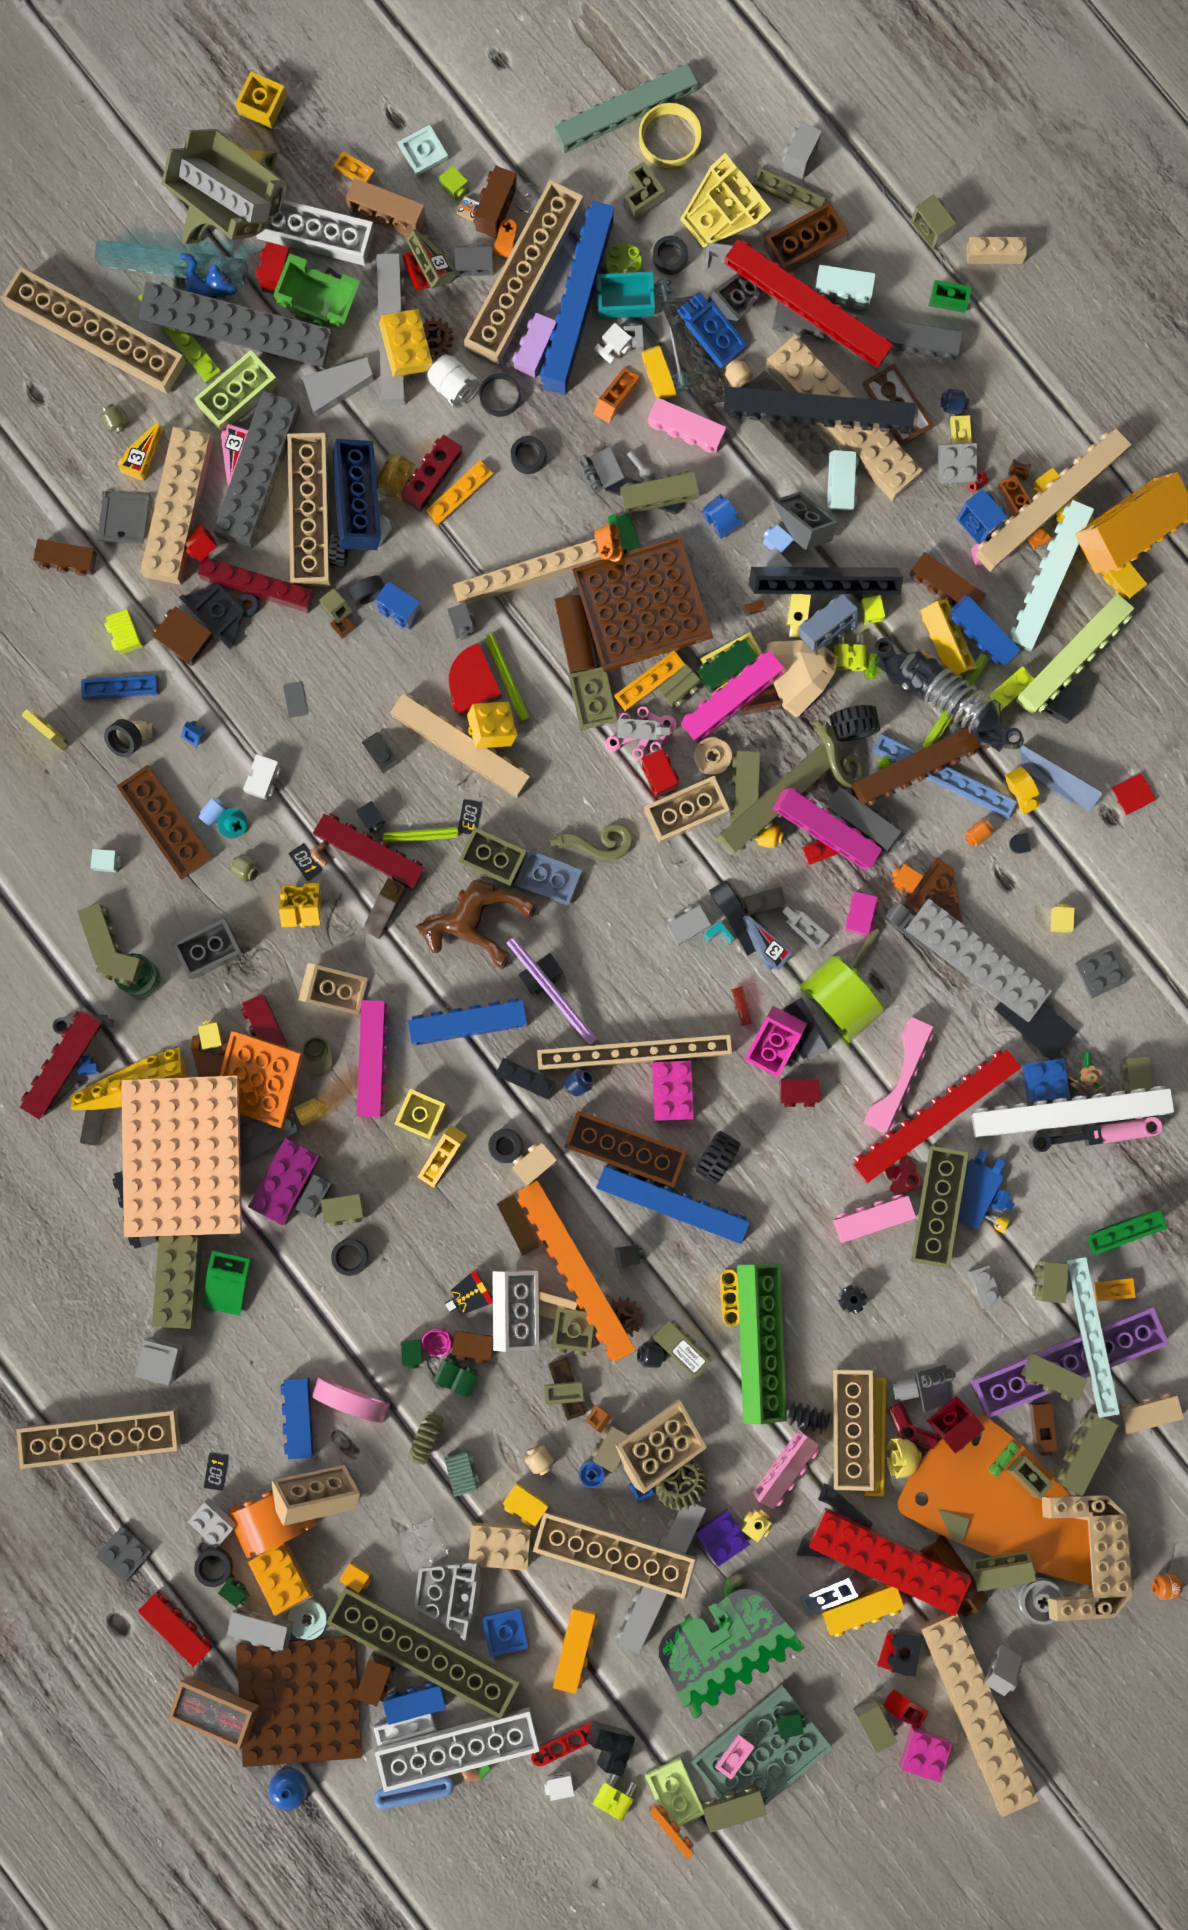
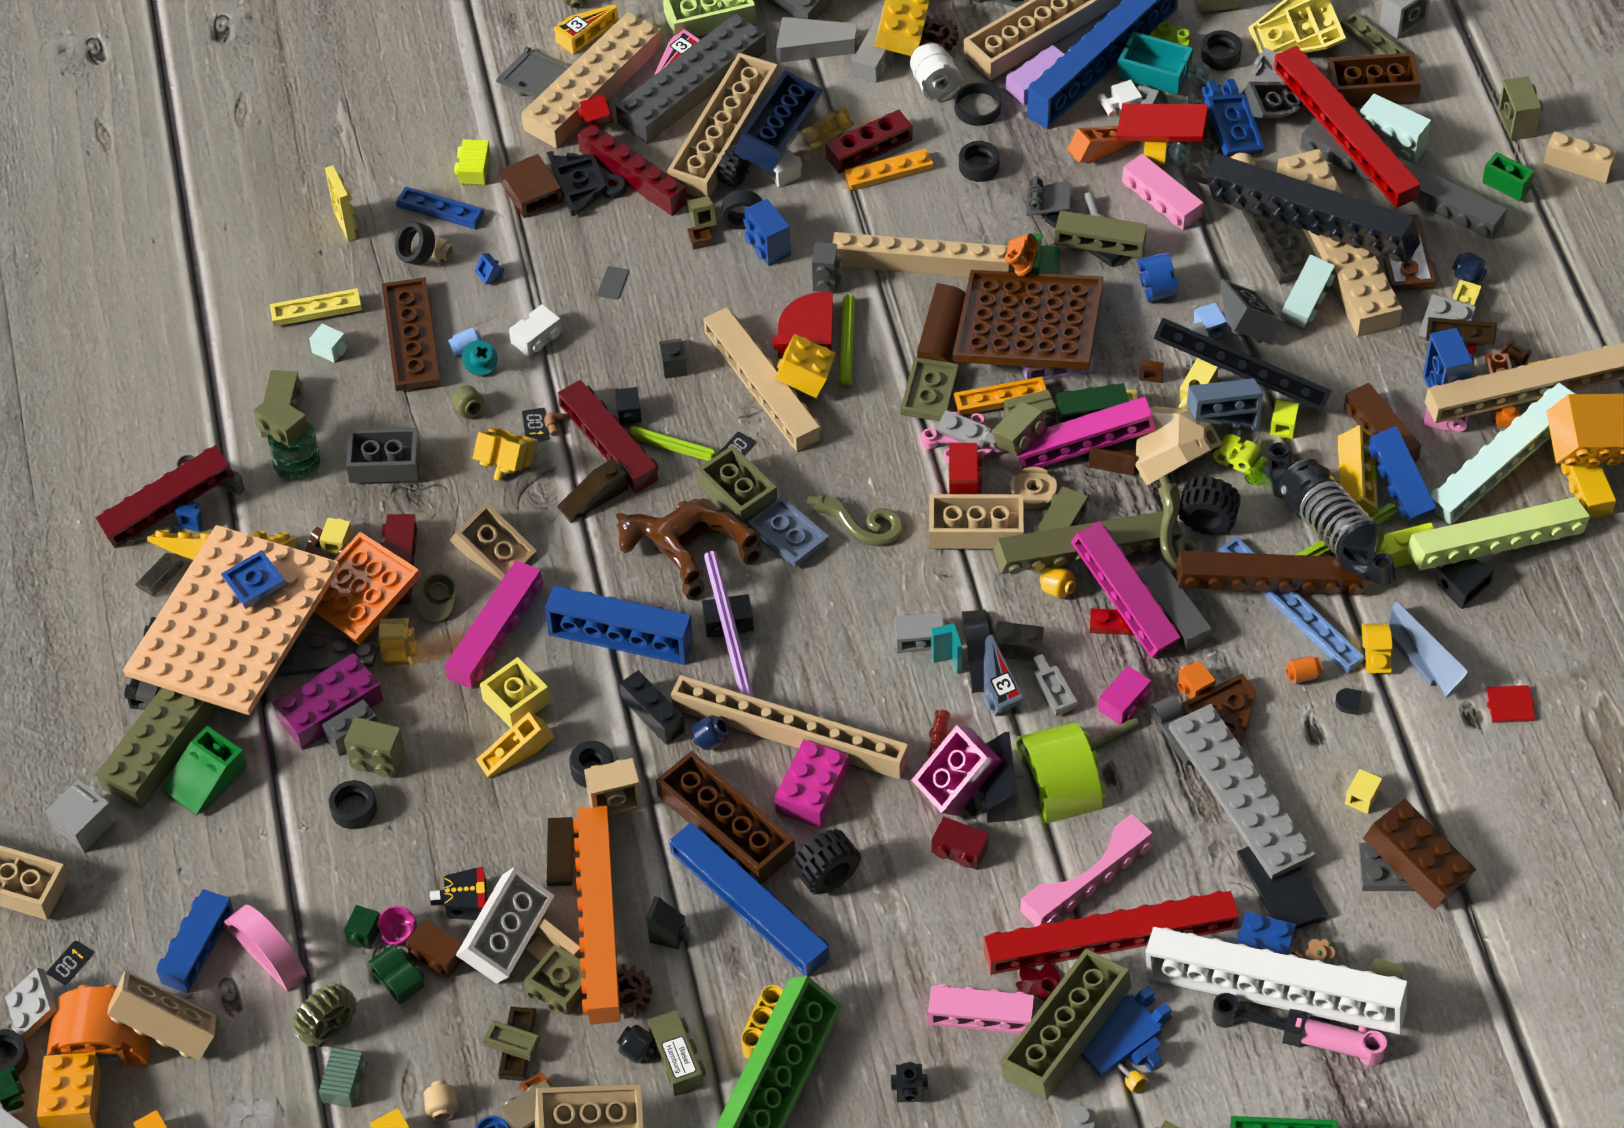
camera: 30 degrees right, 30 degrees down
(64, 557) = (455, 82): reddish brown brick -> none
(75, 830) = (315, 307): none -> light yellow plate
(183, 1124) = (253, 579): none -> blue plate
(661, 360) = (1162, 122): none -> red tile
(685, 716) = (1019, 428): none -> olive brick
(974, 471) = (1473, 331): none -> dark brown tile
(1125, 960) = (1419, 854): none -> reddish brown brick

